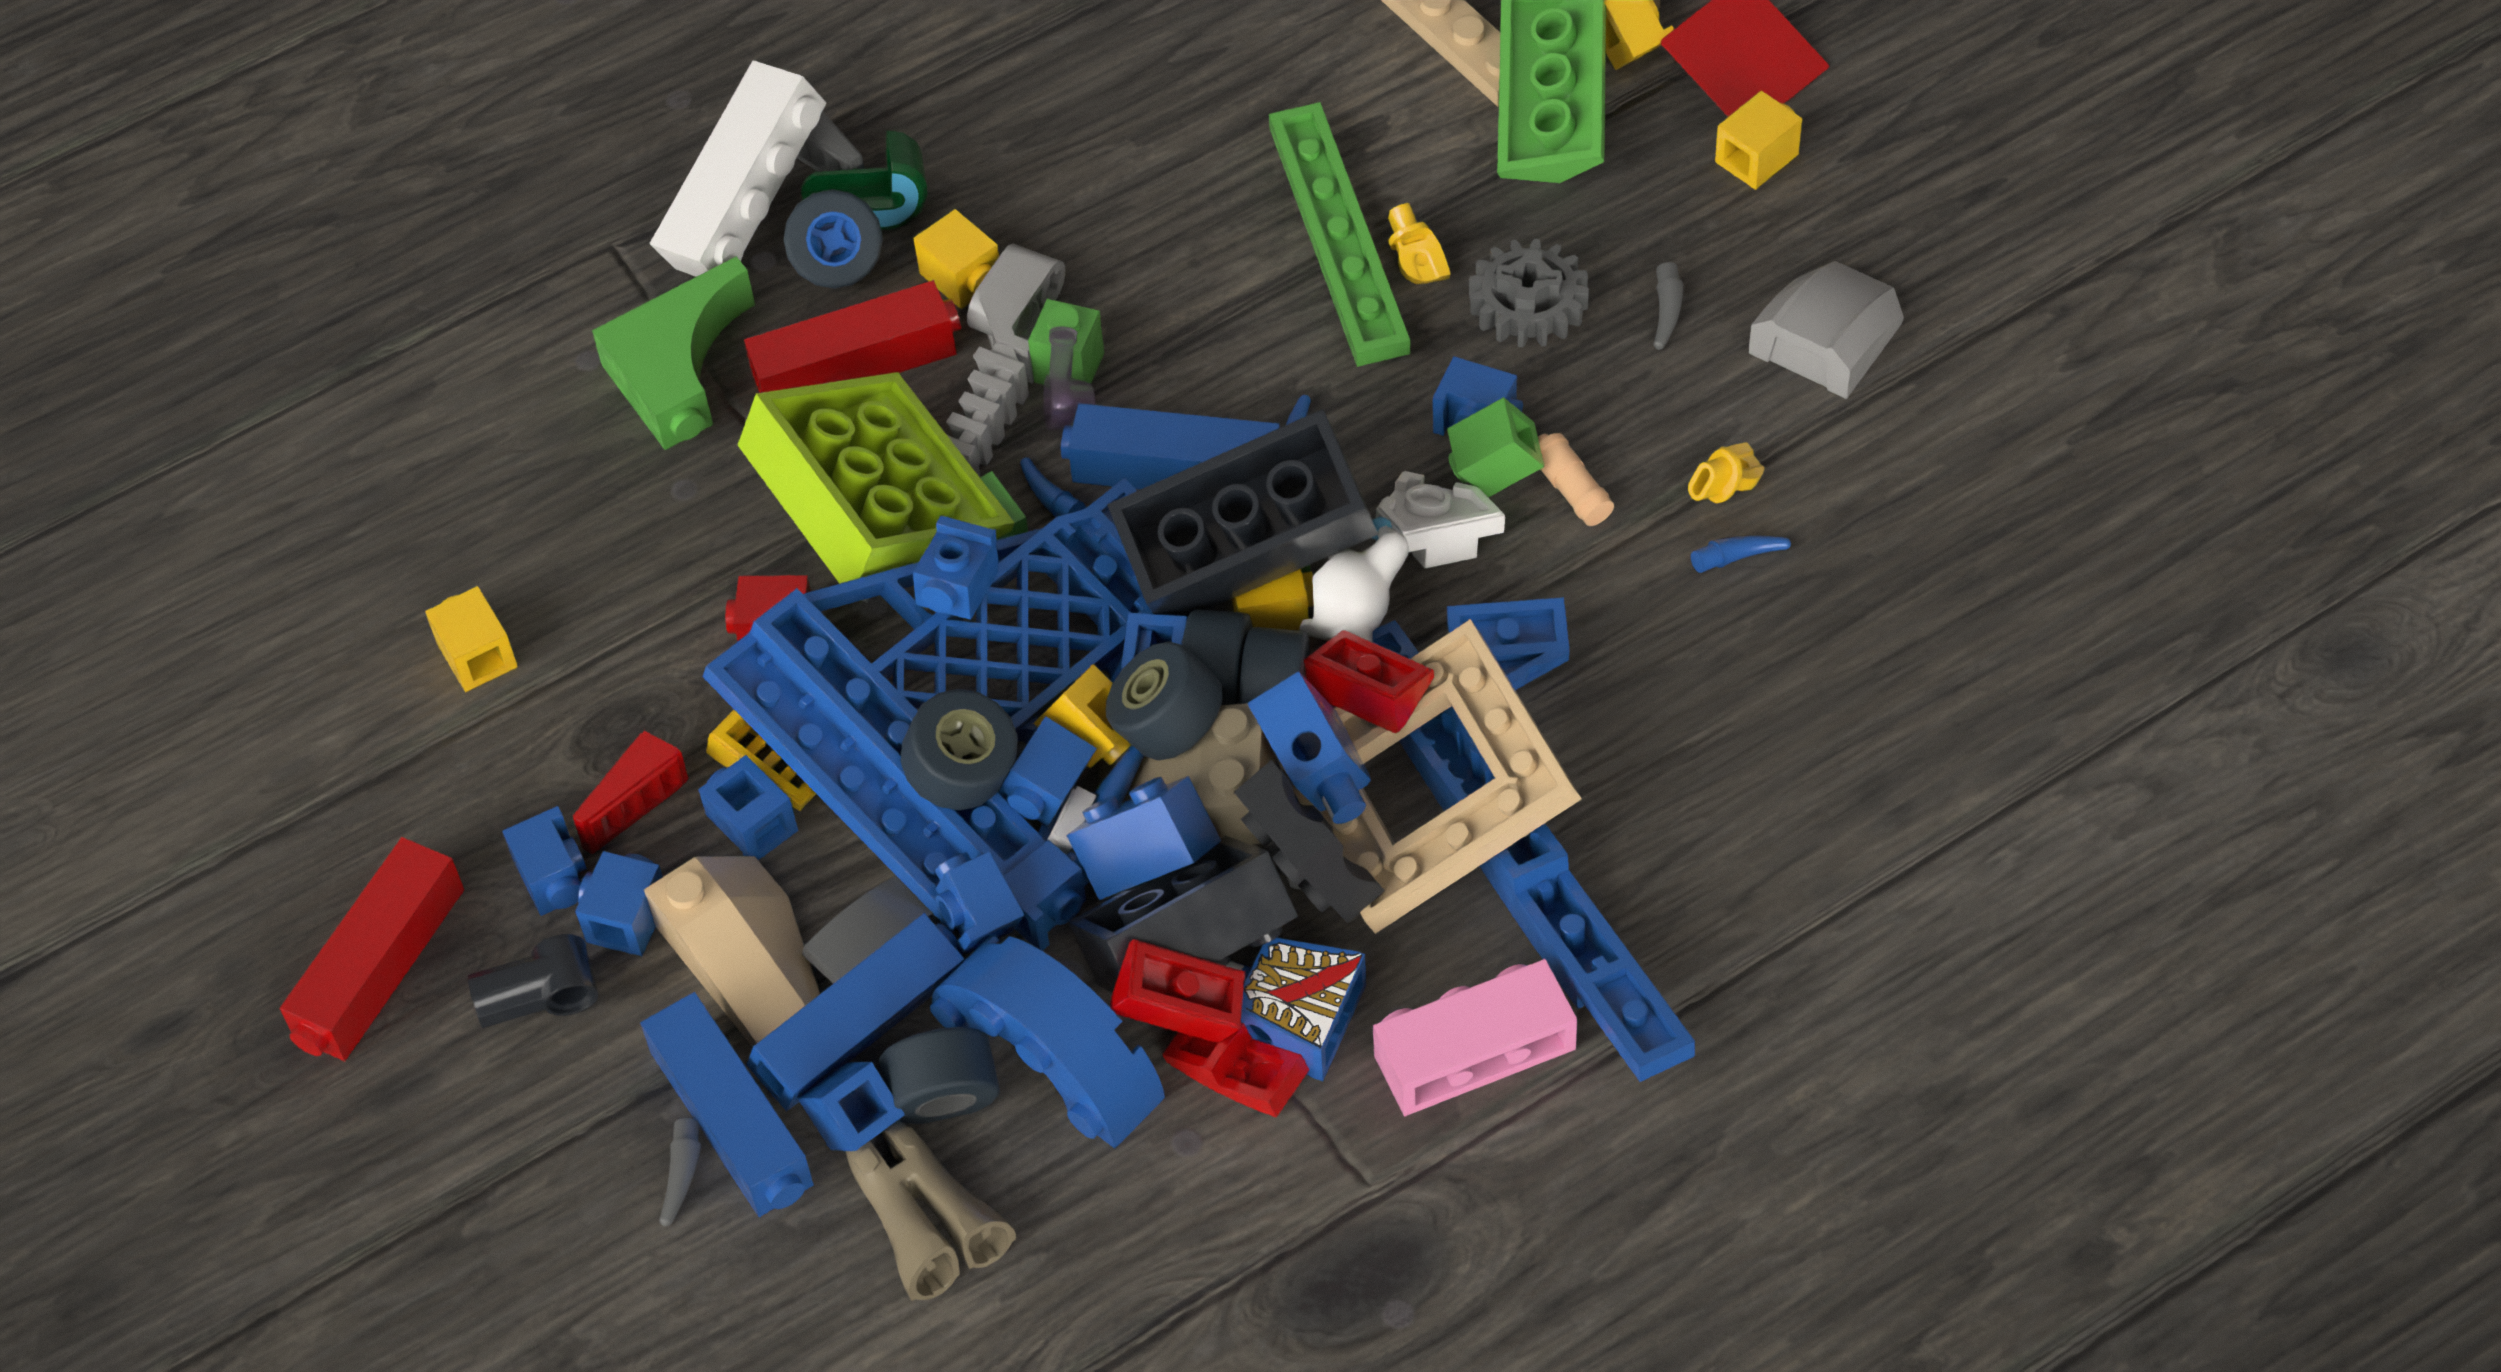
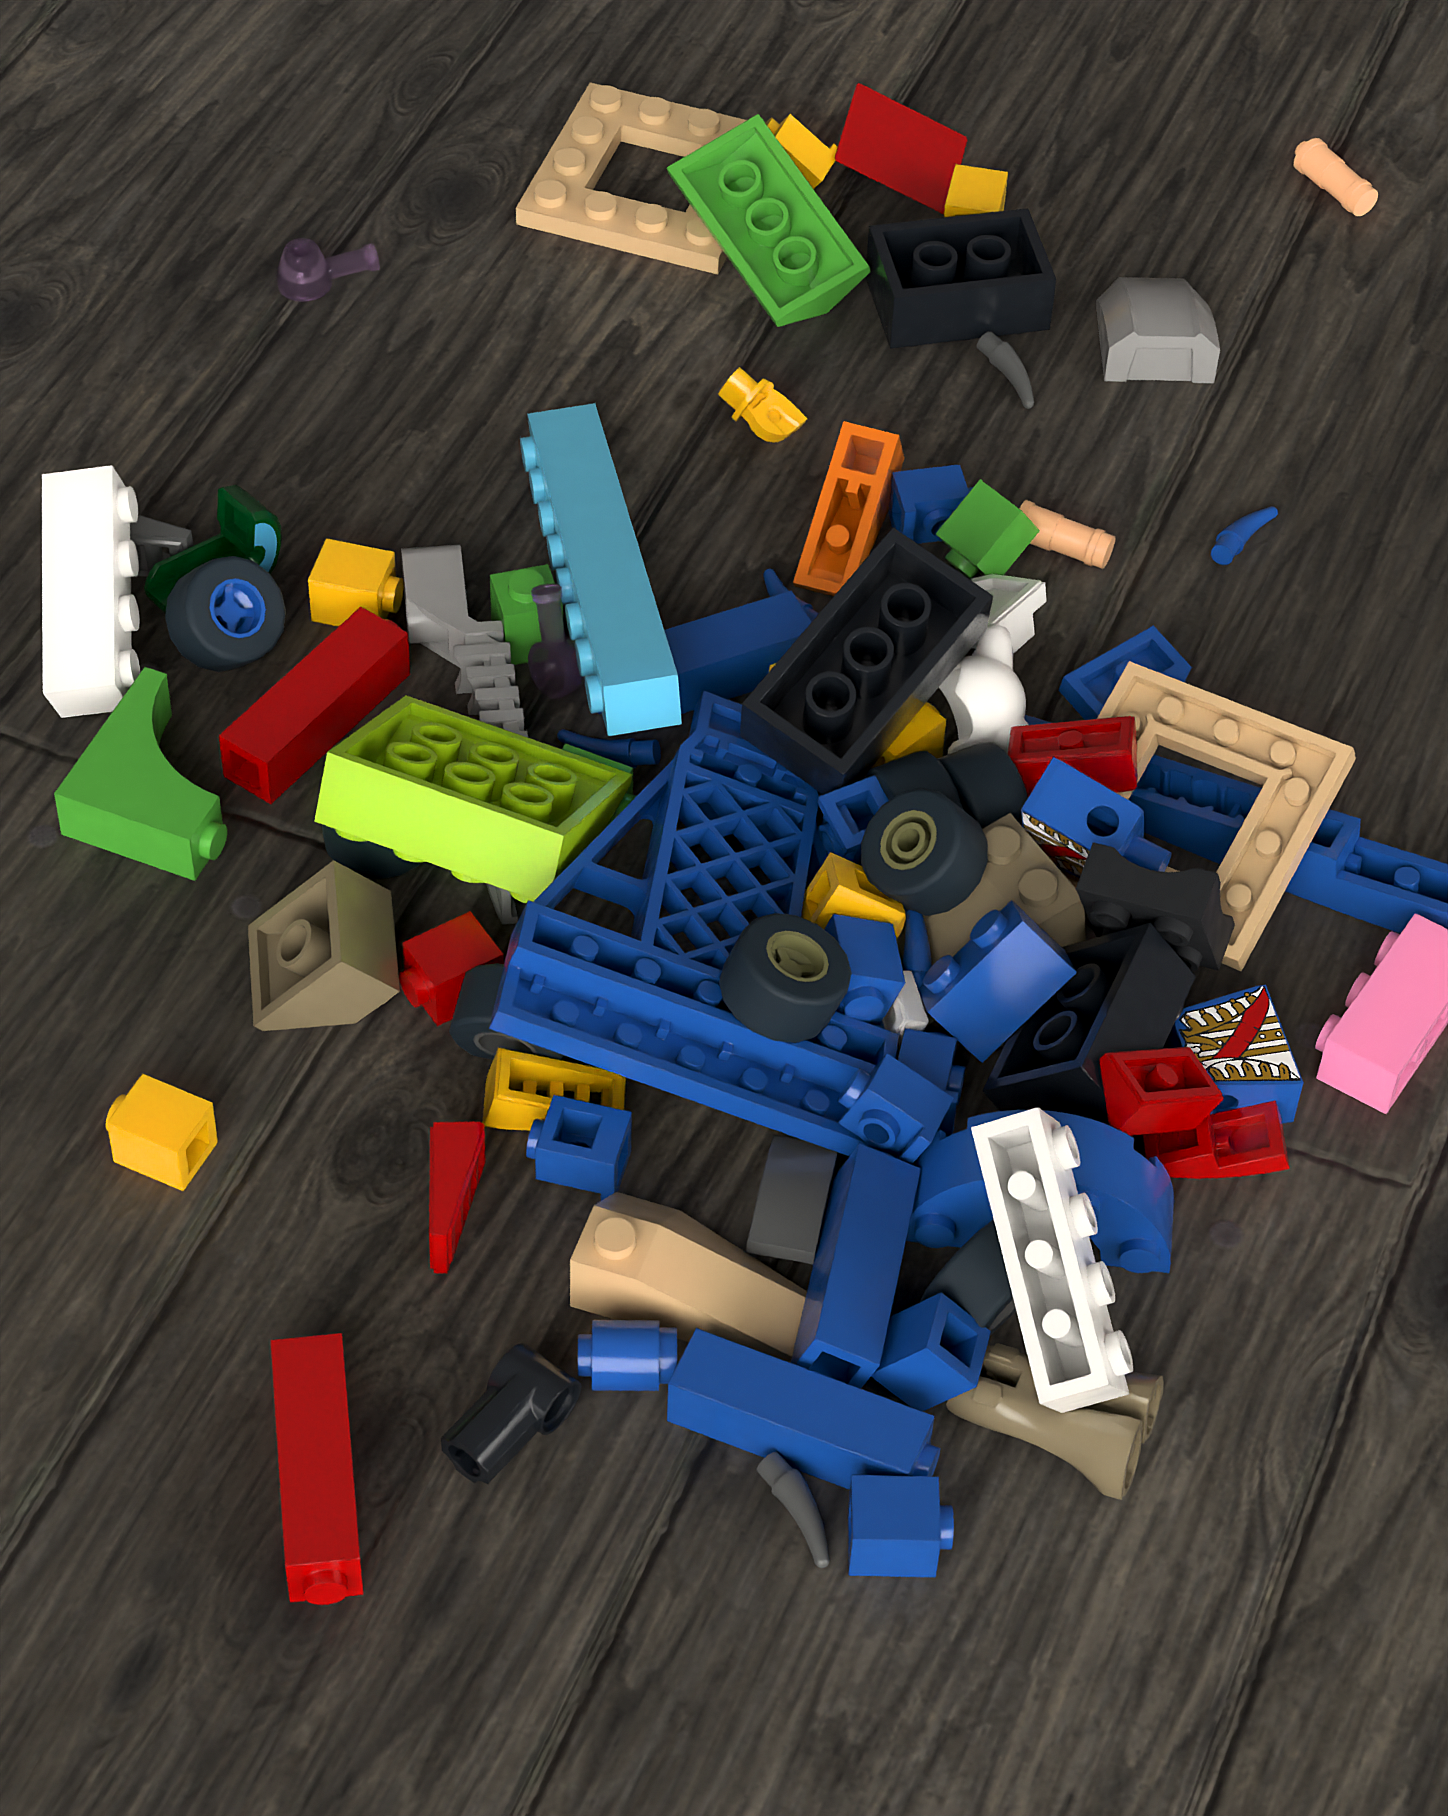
camera: 40 degrees left, 5 degrees down
(546, 860) = (425, 1297): blue brick -> none
(614, 903) = (533, 1292): blue brick -> none
(643, 982) = (627, 1355): none -> blue brick
(695, 556) = (323, 953): none -> dark tan slope
(724, 1223) = (896, 1526): none -> blue brick
(945, 1080) = (1051, 1262): none -> white brick
(956, 568) = (651, 819): blue brick -> none
(1136, 334) = (600, 572): none -> medium azure brick
(1339, 235) = (682, 424): bright green plate -> none
(1402, 374) = (849, 507): none -> orange slope
(1528, 293) = (896, 399): dark grey gear -> none
(1676, 200) = (960, 278): none -> black brick
(1725, 472) = (1184, 476): yellow piece -> none
(2131, 248) = (1334, 176): none -> light nougat piece

